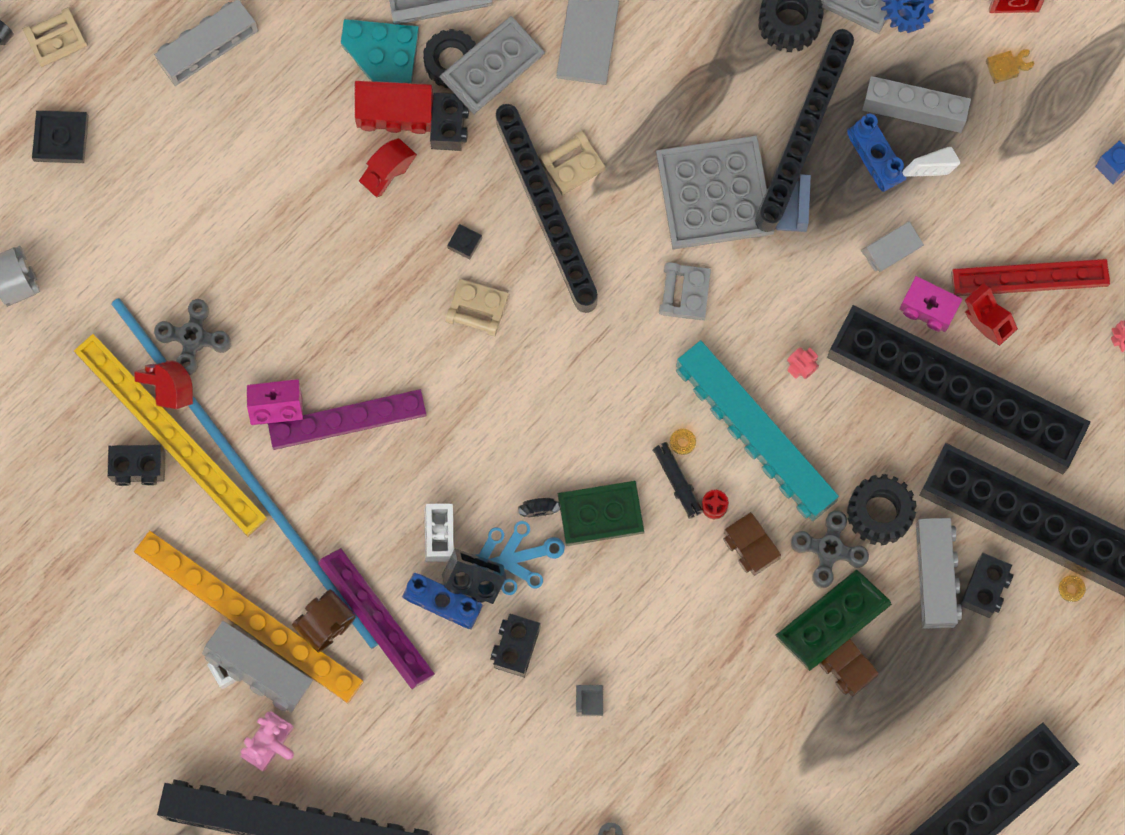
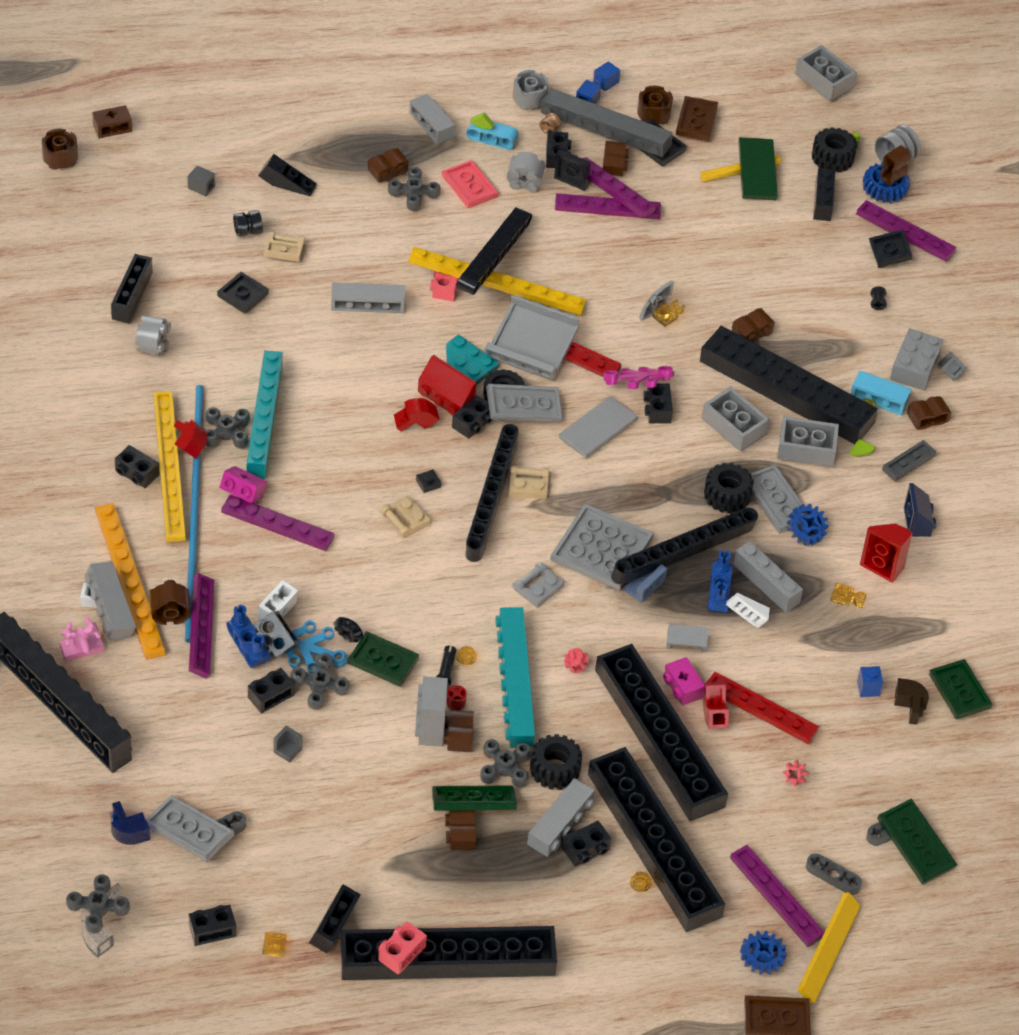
camera: 30 degrees right, 25 degrees down
(220, 288) = (264, 413): none -> teal brick
(550, 599) = (317, 686): none -> dark grey gear
(717, 552) = (431, 711): none -> light grey brick

